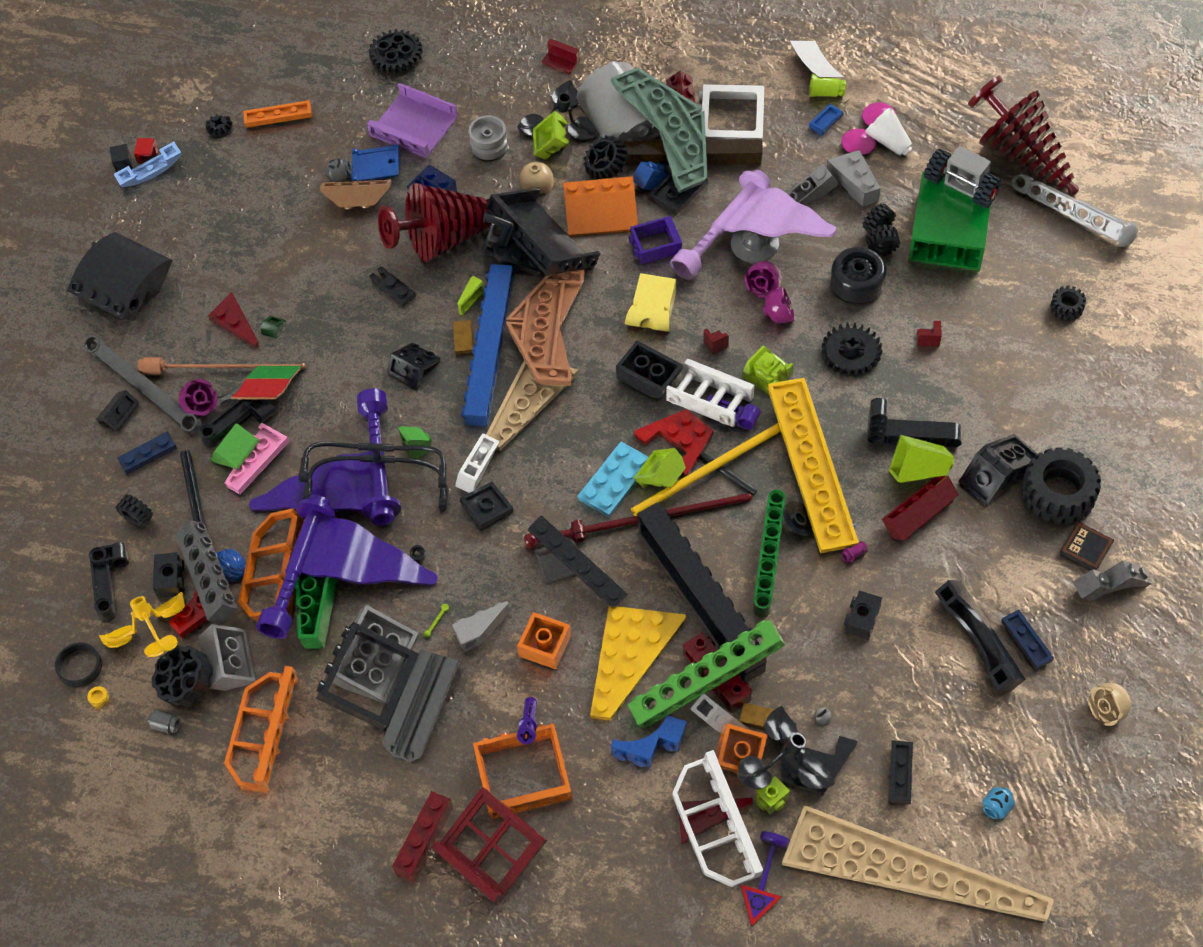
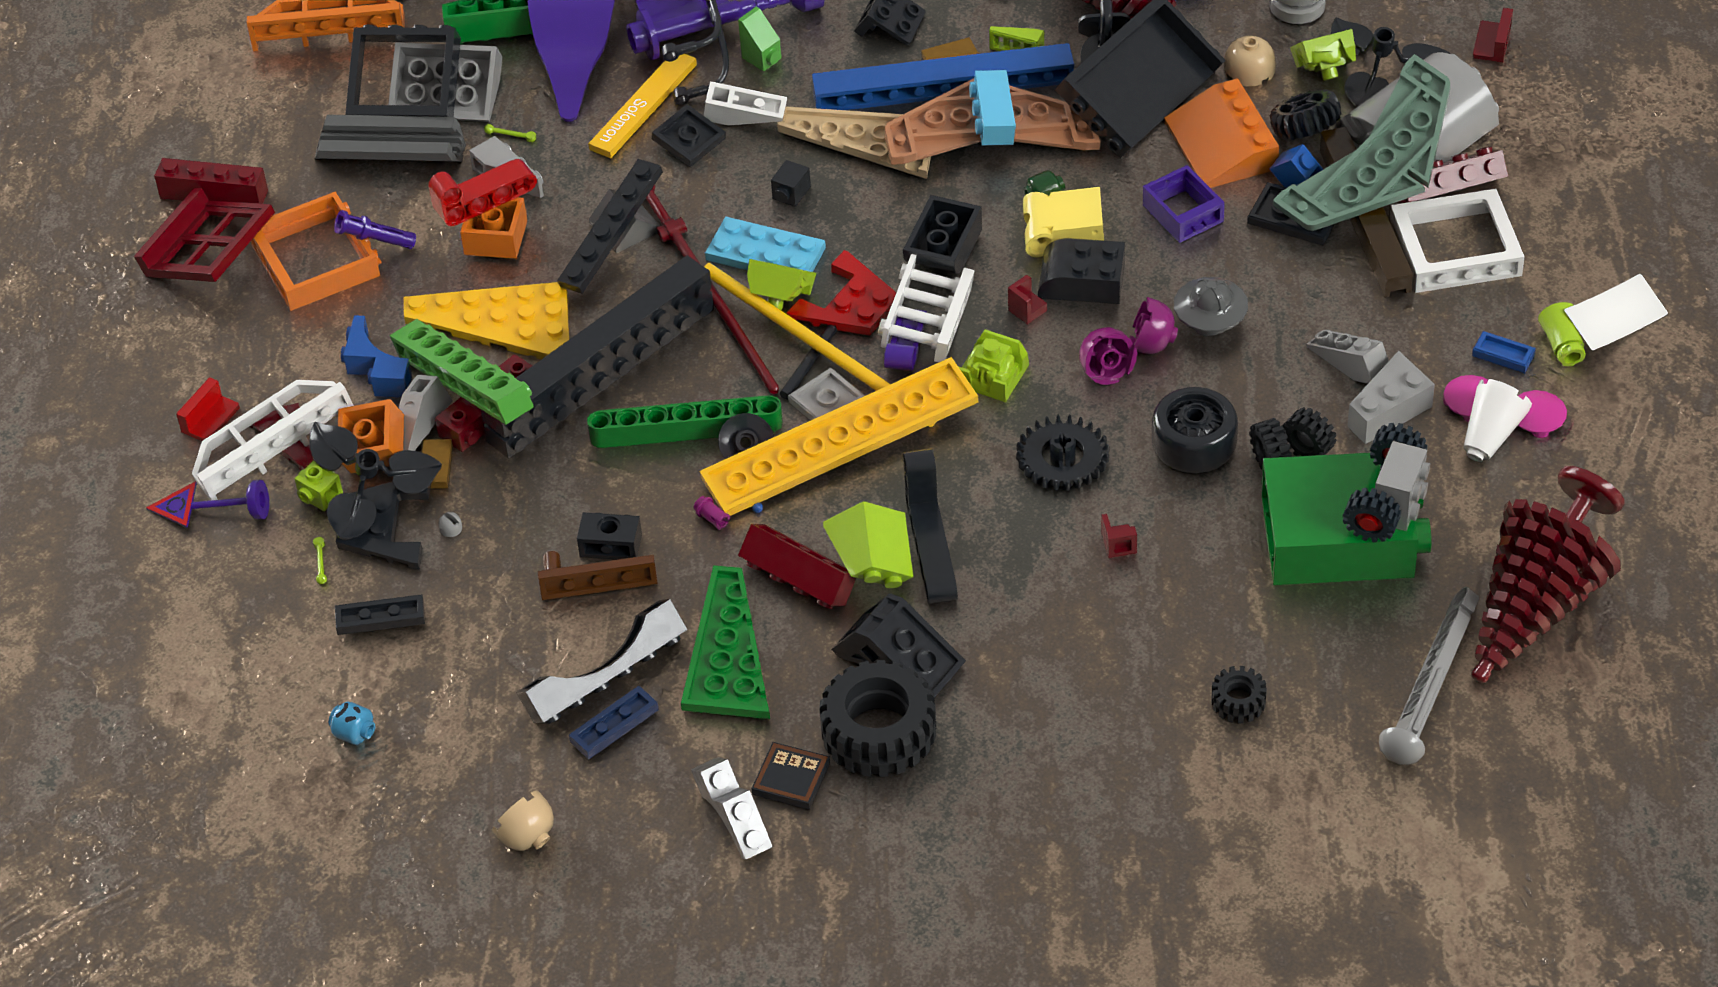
camera: 75 degrees right, 10 degrees down
(419, 549) = (598, 90): black hinge -> none
(441, 529) = (641, 105): none -> yellow tile
(527, 633) = (466, 200): none -> red beam
(546, 314) = (993, 107): none -> medium azure brick
(560, 450) = (790, 183): none -> black brick
(616, 309) = (1044, 183): none -> dark green head
(669, 868) = (206, 411): none -> red panel
(699, 304) = (1082, 271): none -> black brick
(756, 210) = (1240, 284): lavender flag -> none
(766, 468) = (823, 394): none -> light grey tile
(853, 808) = (319, 543): none -> lime hinge
(859, 854) = (254, 593): tan wing -> none
(899, 653) = (594, 577): none -> reddish brown piece
(985, 565) = (725, 657): none -> green wing

